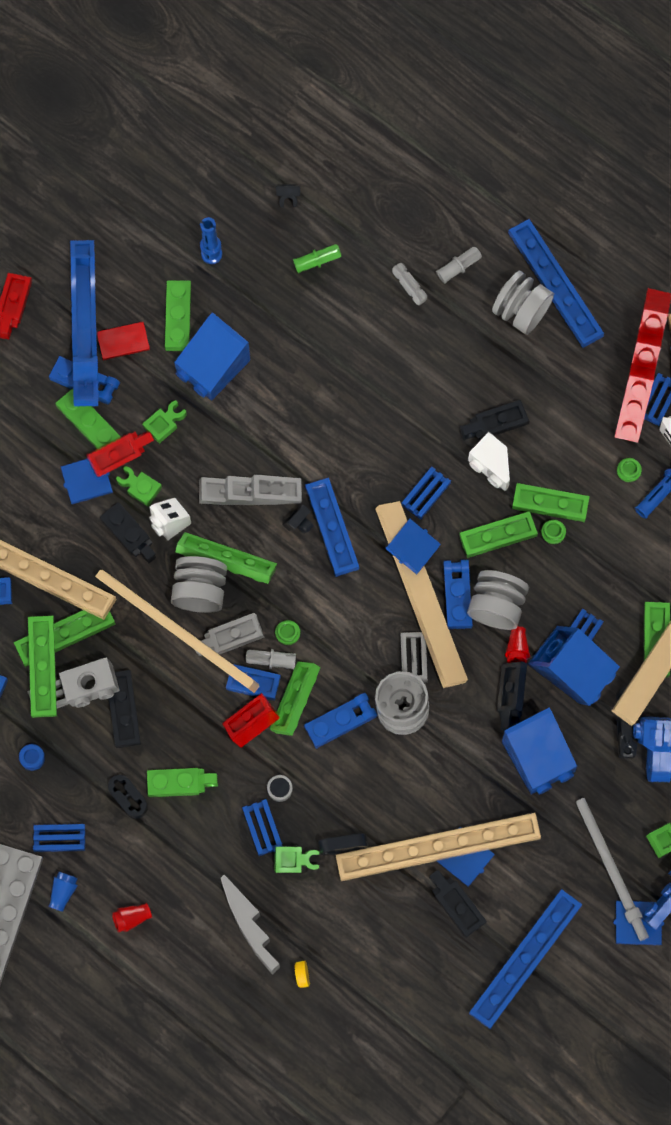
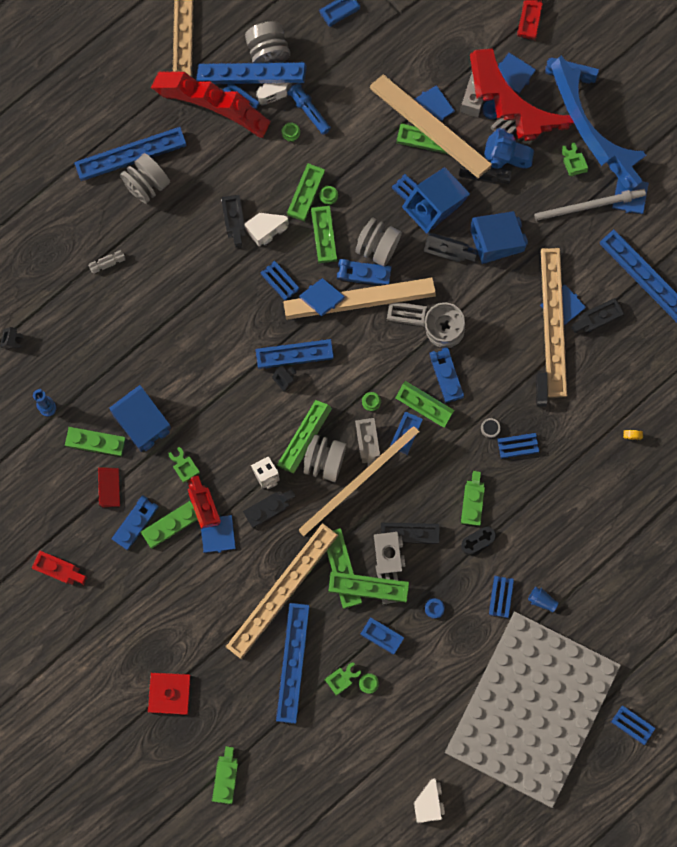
camera: 80 degrees left, 5 degrees up
(84, 323) = (122, 517): blue slope -> none
(129, 917) = (571, 553): red cone -> none
(141, 487) = (233, 492): bright green plate -> none
(245, 915) = (584, 468): light grey slope -> none
(250, 491) = (253, 410): light grey slope -> none
(250, 720) = (435, 439): red slope -> none
(271, 659) = (390, 416): light grey axle -> none
(290, 858) = (546, 428): bright green plate -> none
(317, 258) = (71, 327): bright green axle -> none
(458, 264) = (99, 221): light grey axle -> none
(517, 646) = (414, 237): red cone -> none

